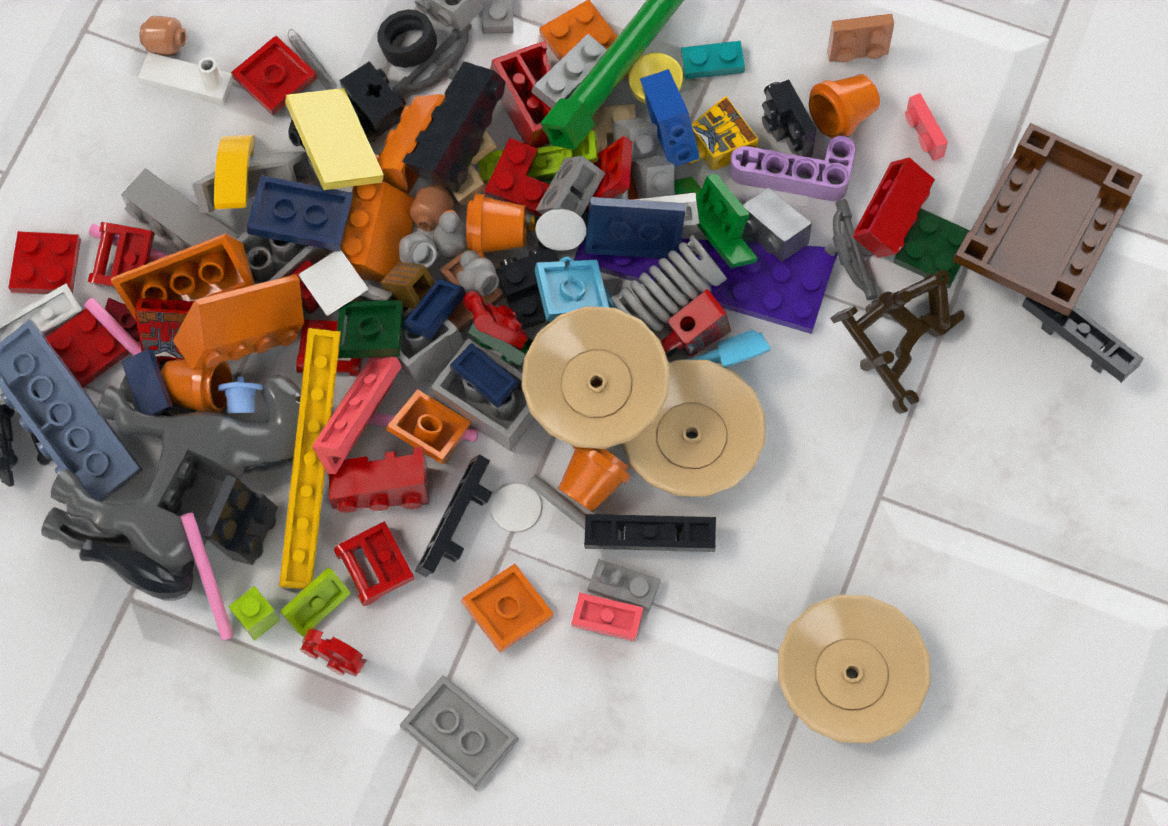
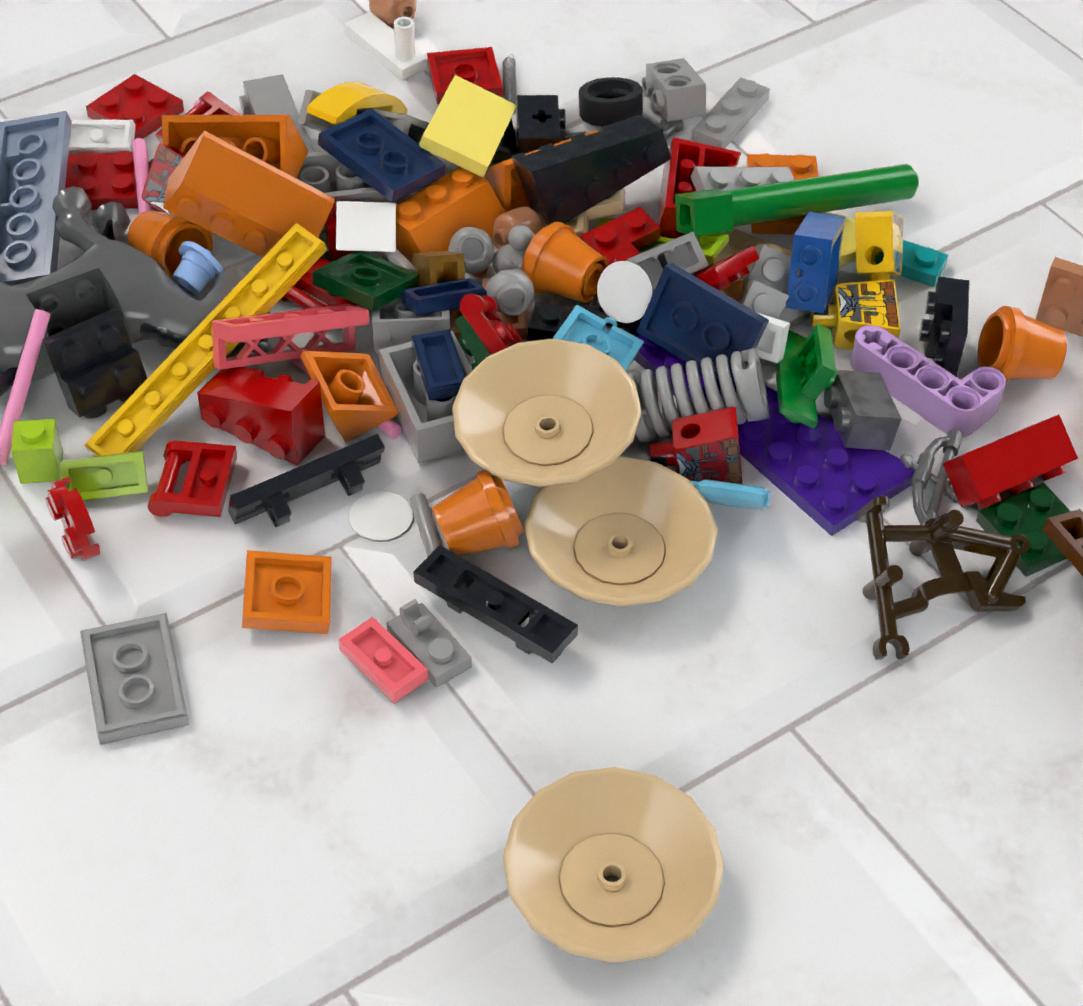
camera: 30 degrees right, 20 degrees down
(147, 383) = (122, 211): dark blue tile -> none
(698, 72) = (877, 233): none -> yellow torso

